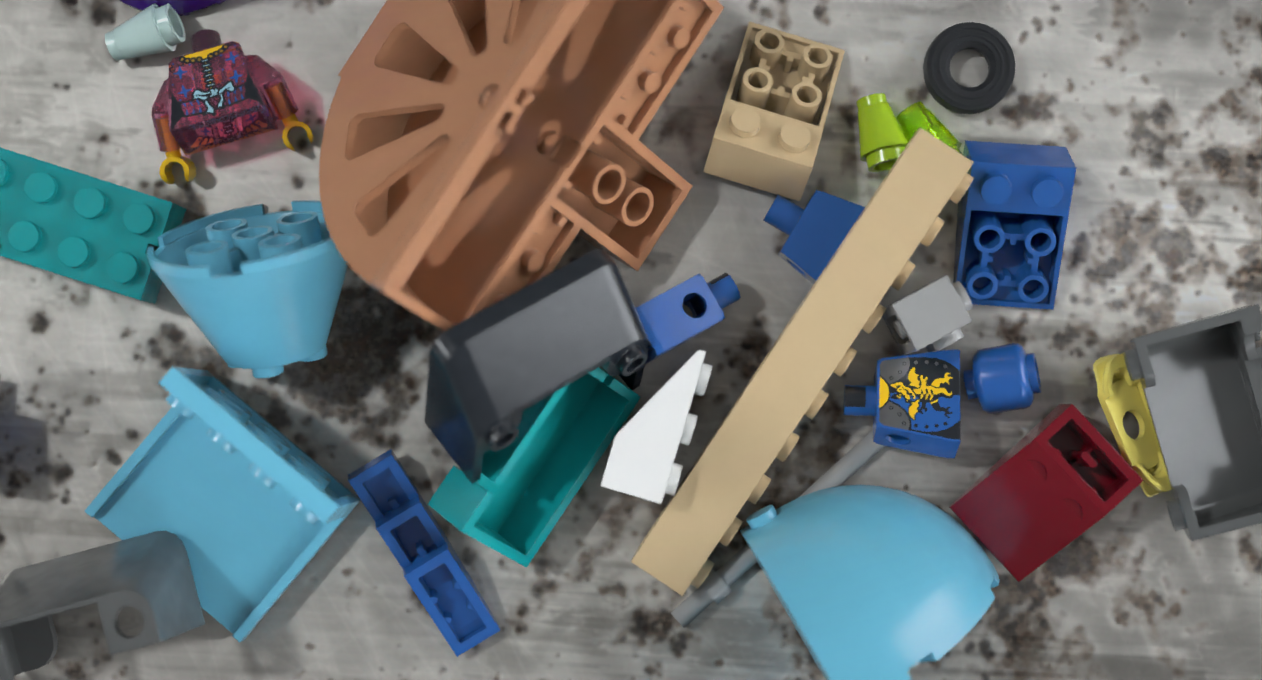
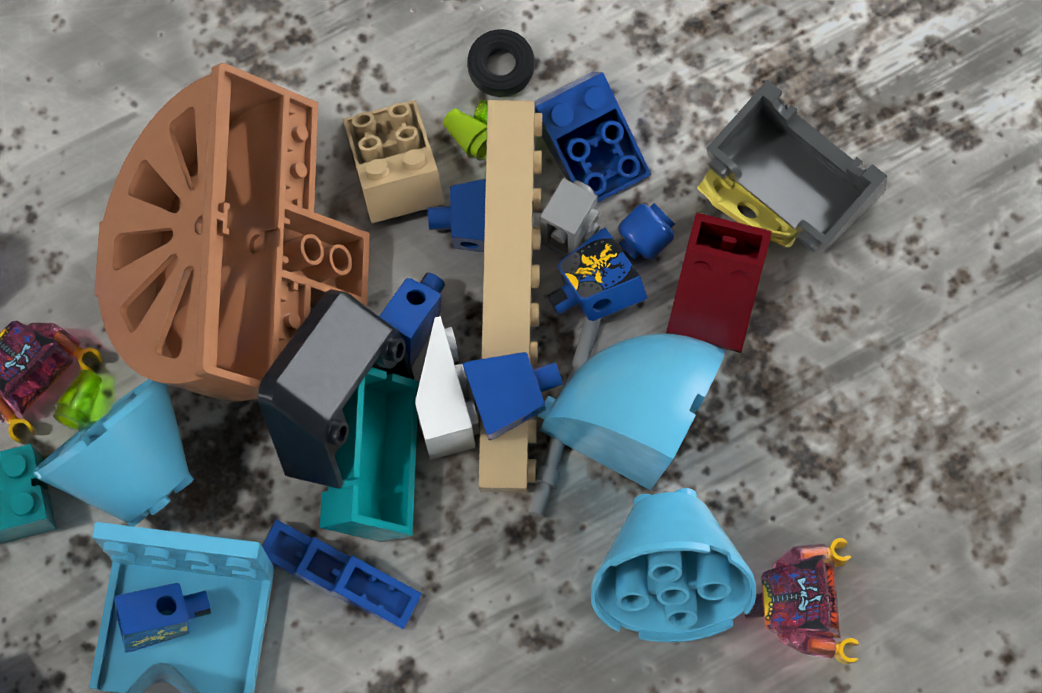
camera: 30 degrees left, 15 degrees down
(174, 482) = (141, 615): none -> blue torso
(259, 175) = (78, 401): none -> clear neon green cone
(729, 485) = (509, 390): none -> blue torso

